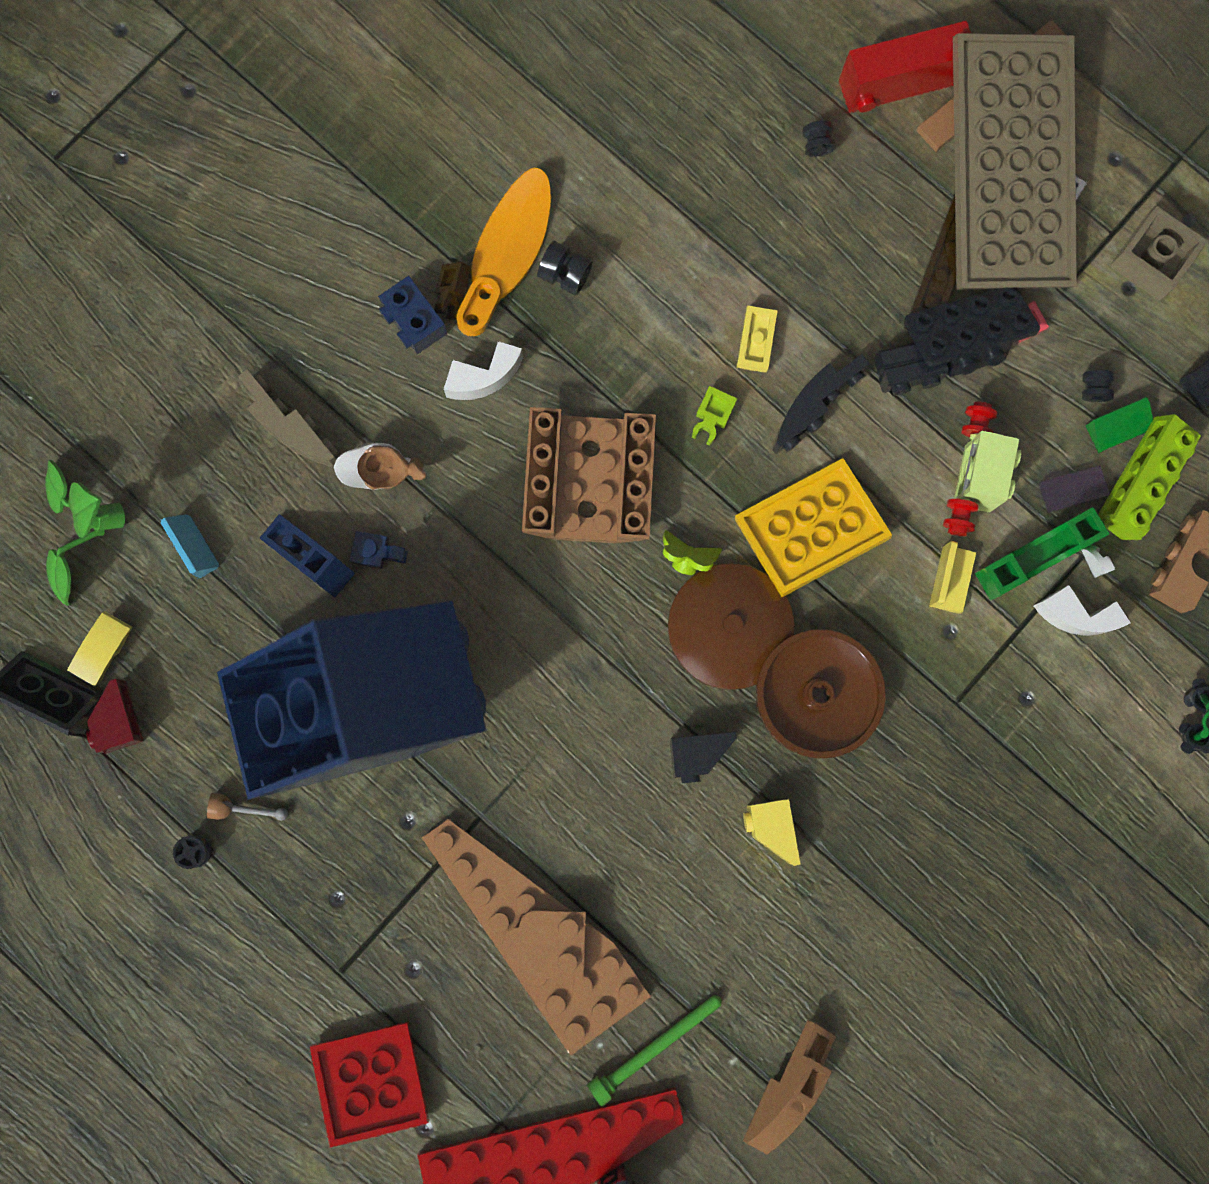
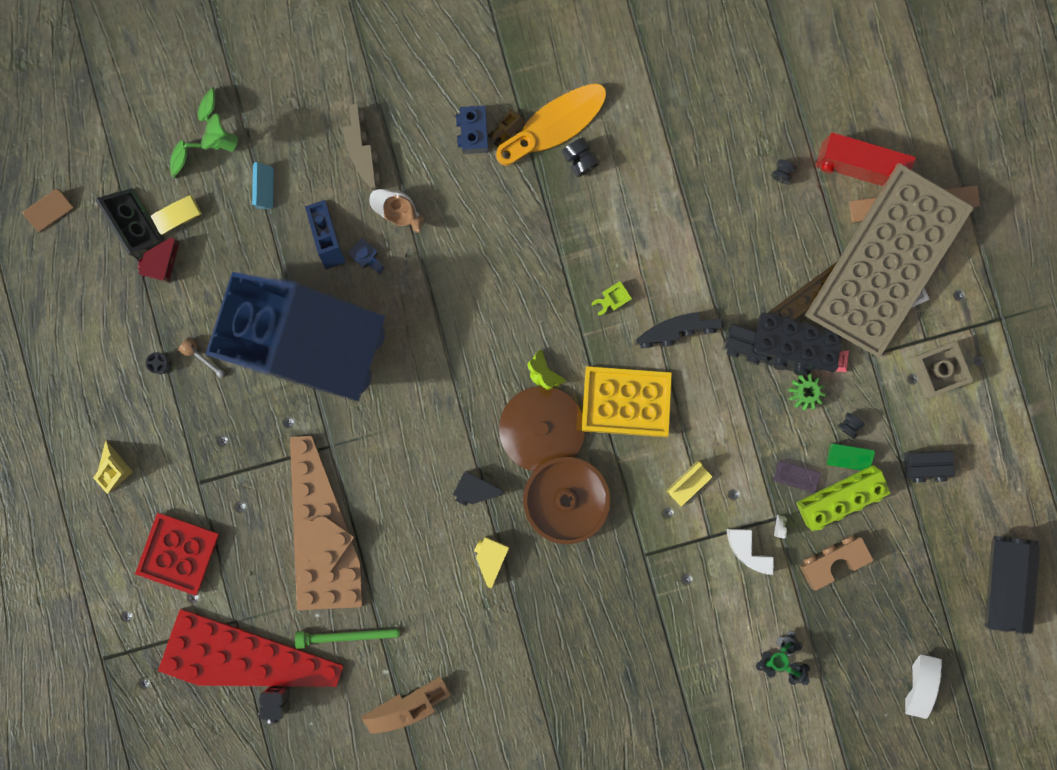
camera: 40 degrees right, 5 degrees up
(214, 1029) = (111, 469): none -> light yellow slope
(472, 382) = (482, 191): white brick -> none
(563, 477) = (501, 281): medium nougat slope -> none
(756, 339) = (667, 270): light yellow plate -> none
(984, 470) = (747, 433): yellowish green brick -> none
(1029, 374) = (808, 400): none -> bright green gear
(1041, 553) = (749, 502): green arch -> none

